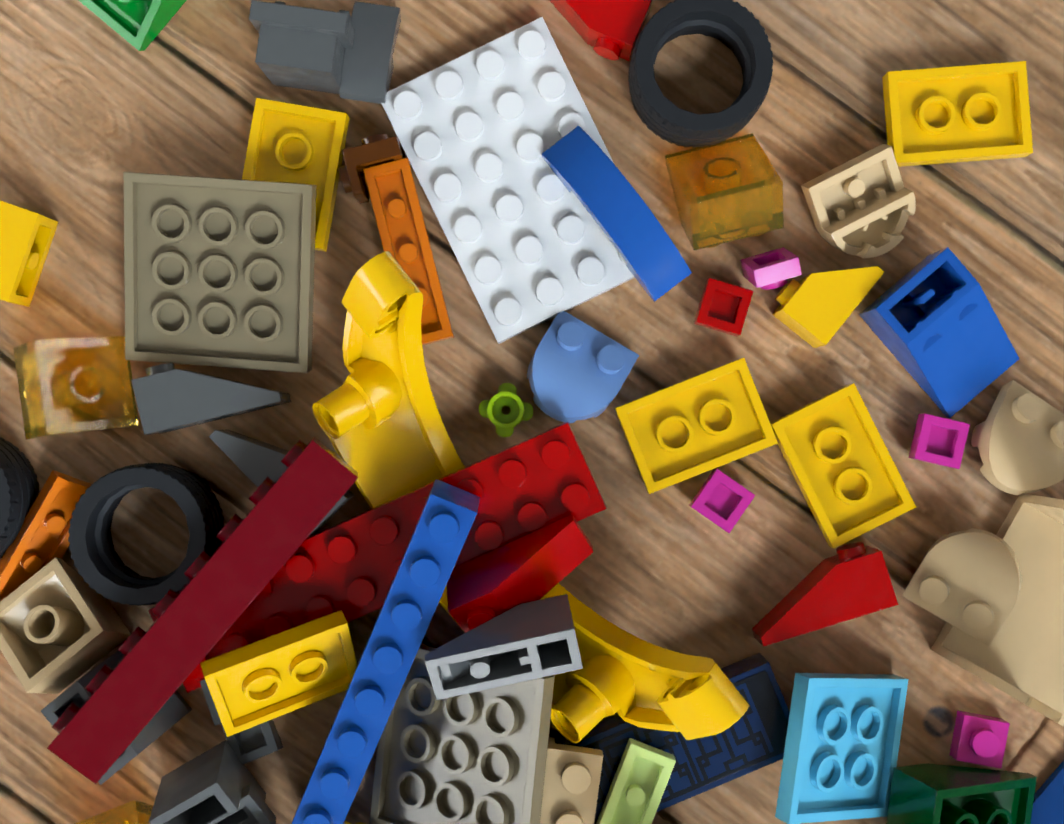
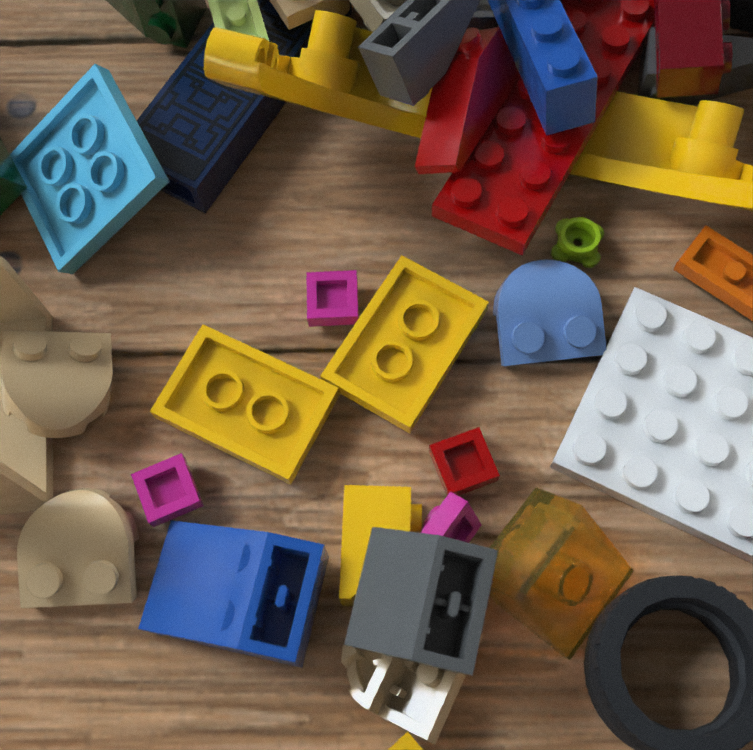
camera: 145 degrees right, 20 degrees down
(618, 212) = (638, 460): blue slope -> none
(832, 593) = (173, 292): red slope -> none
(842, 222) = (422, 599): none -> dark grey slope

